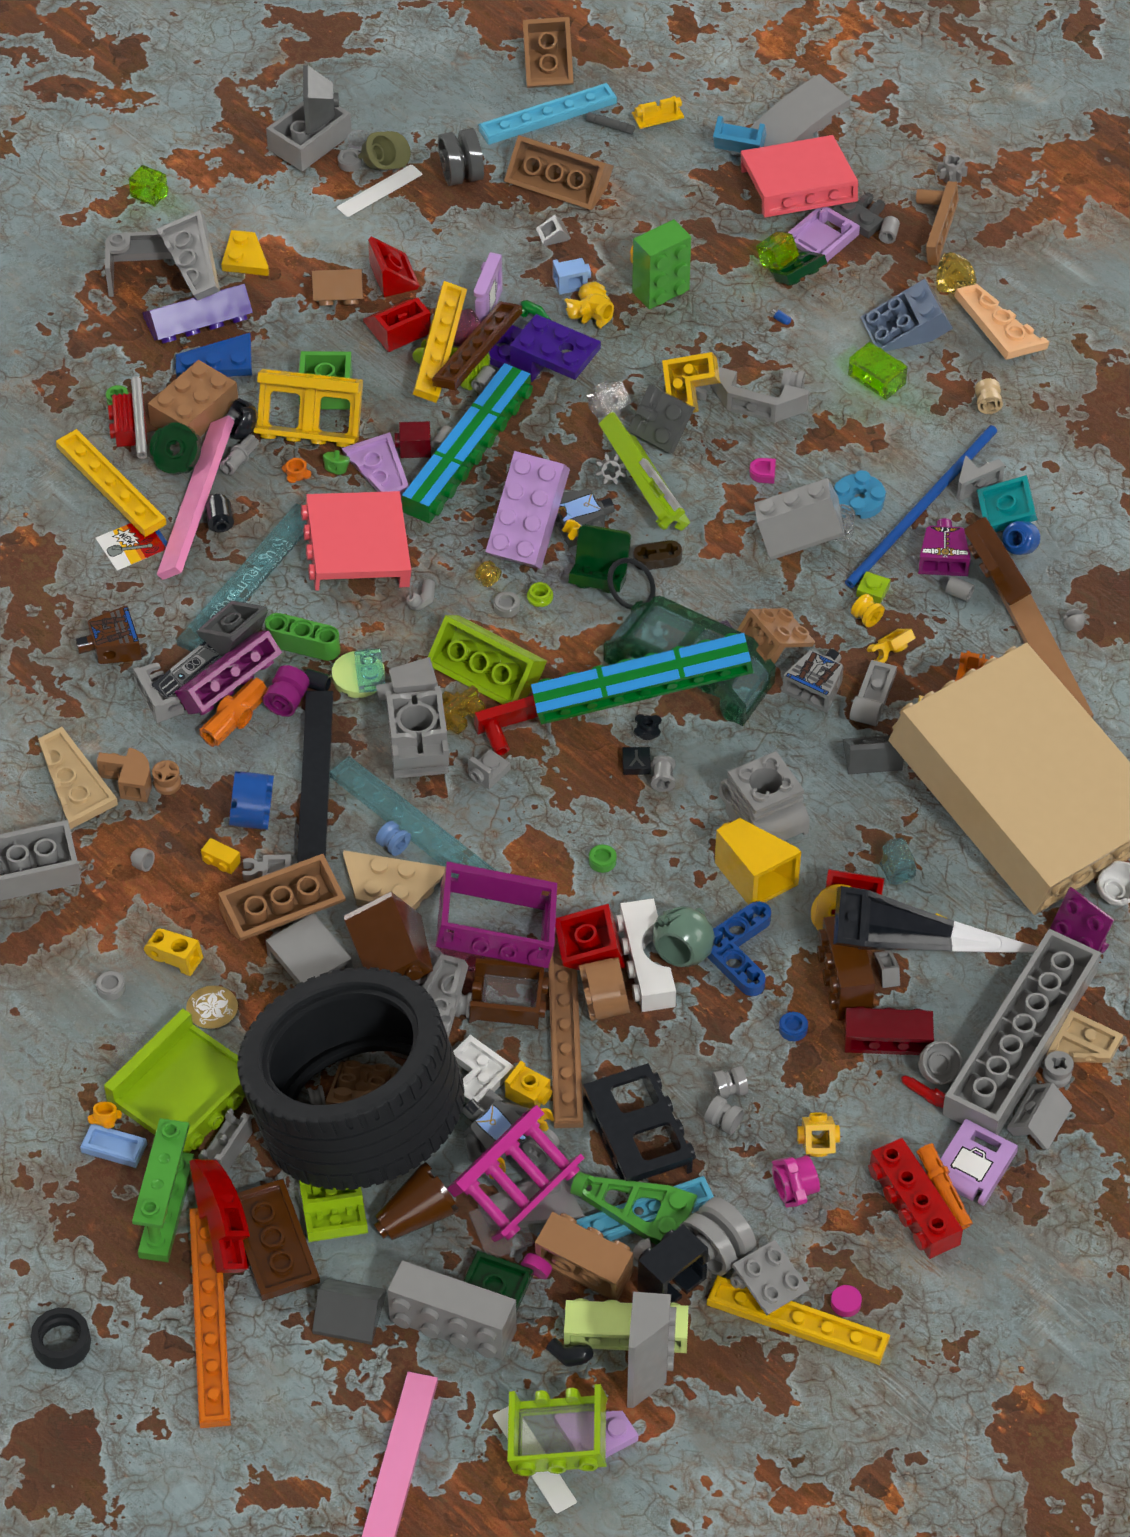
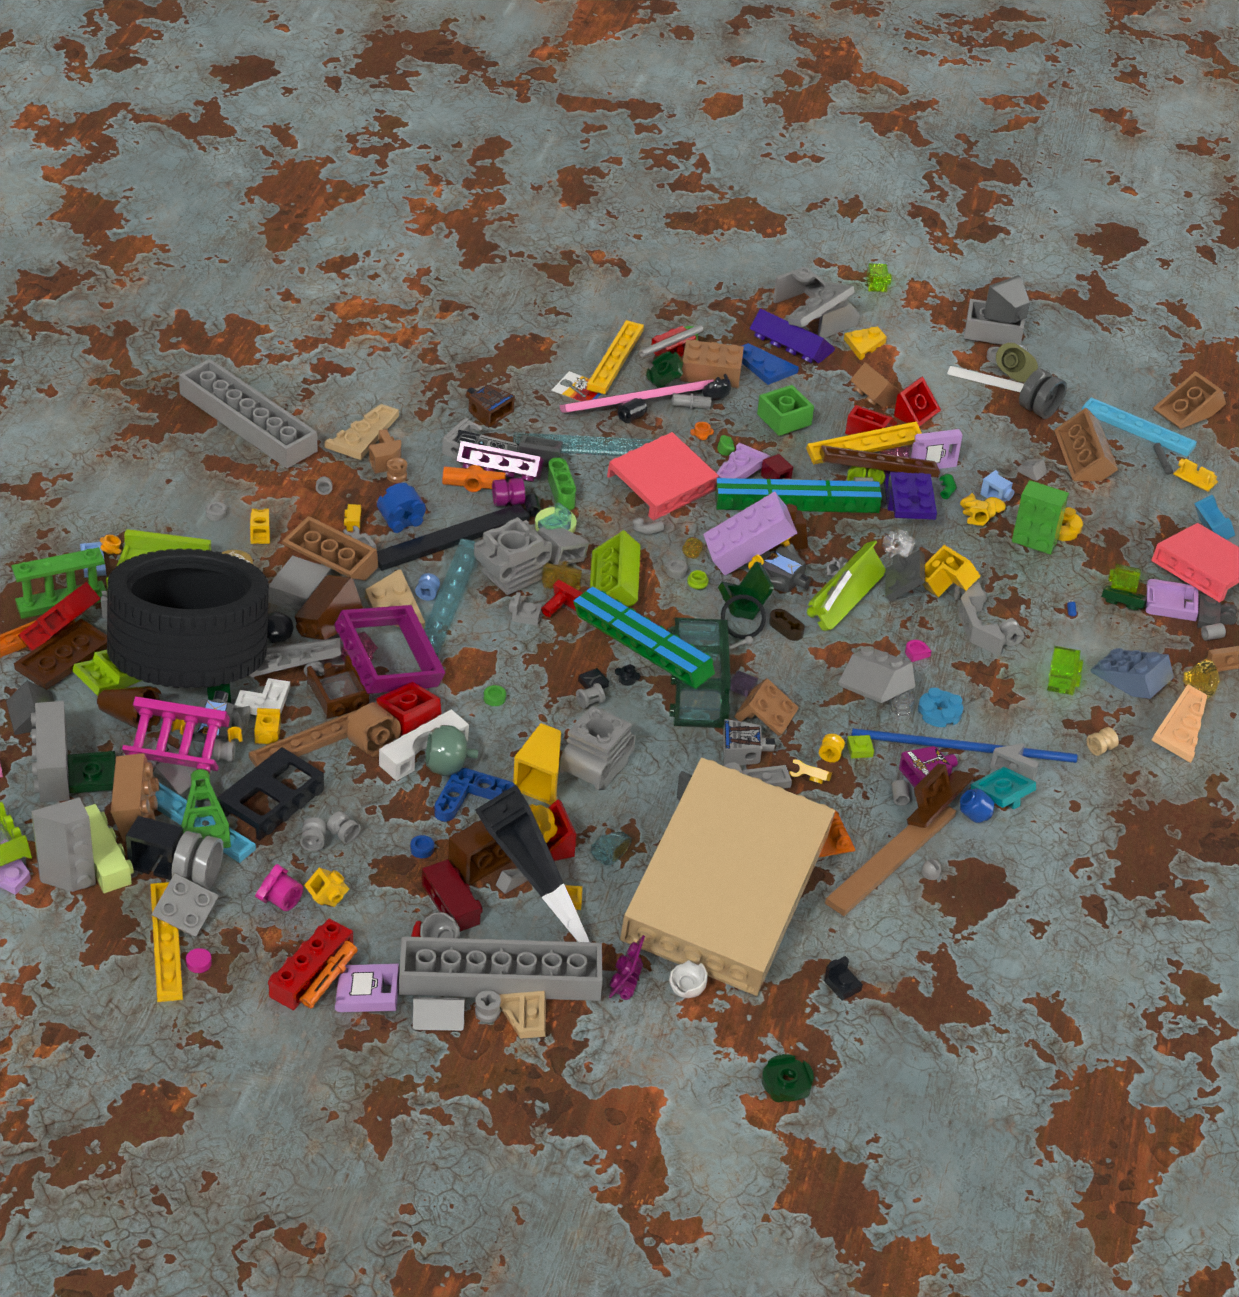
camera: 55 degrees right, 10 degrees down
(311, 390) = (762, 401): yellow window -> none

